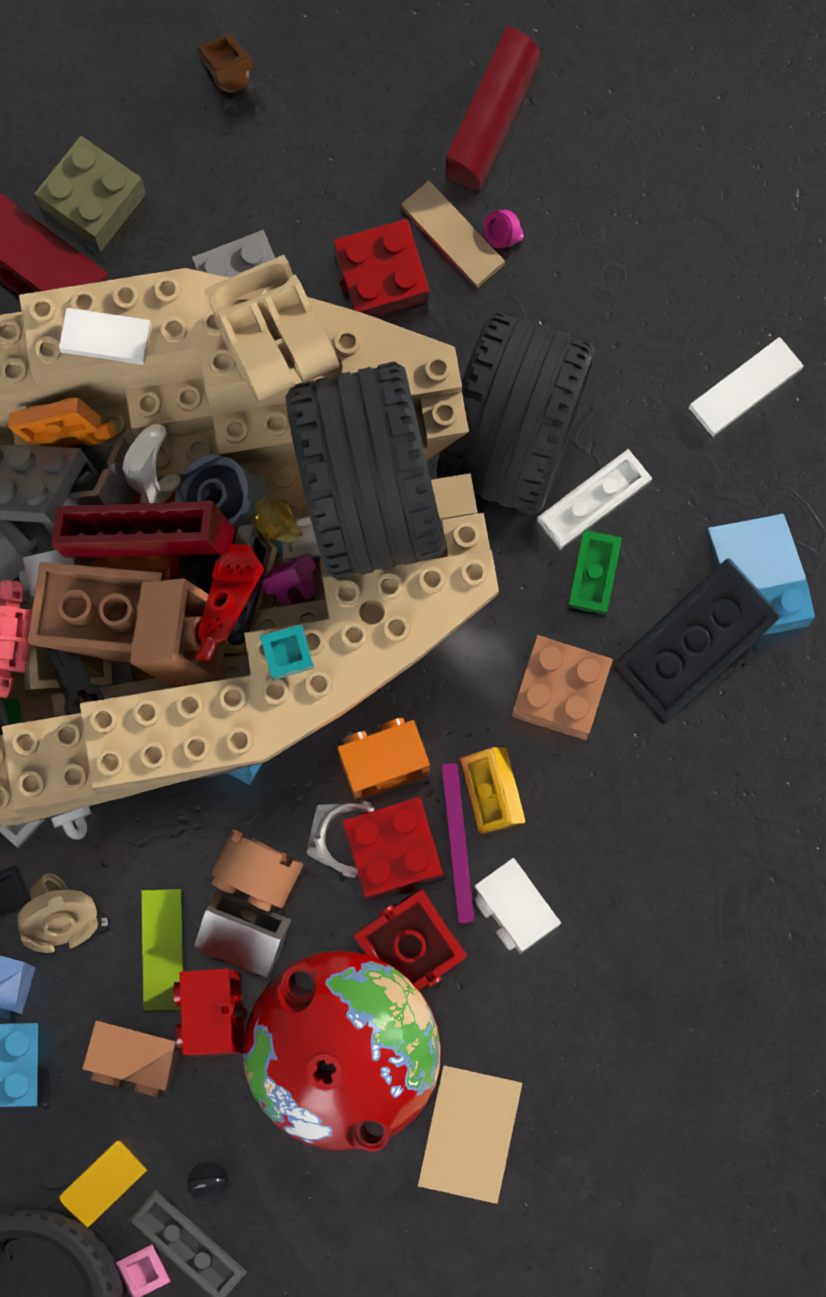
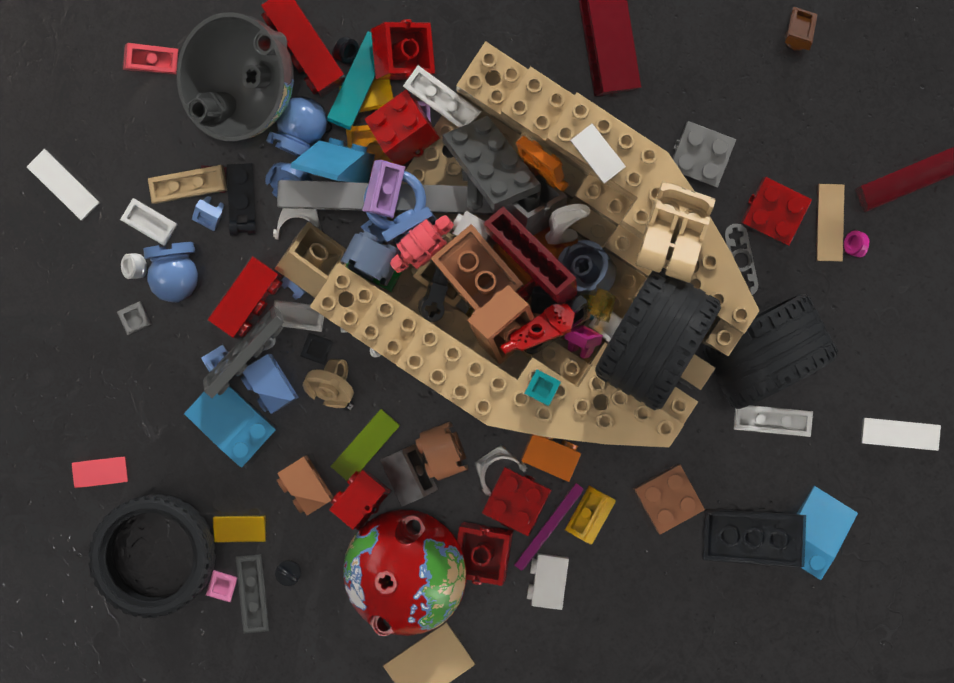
camera: 45 degrees right, 10 degrees up
(90, 193) = (670, 37): olive brick -> none
(595, 572) = (738, 457): green plate -> none

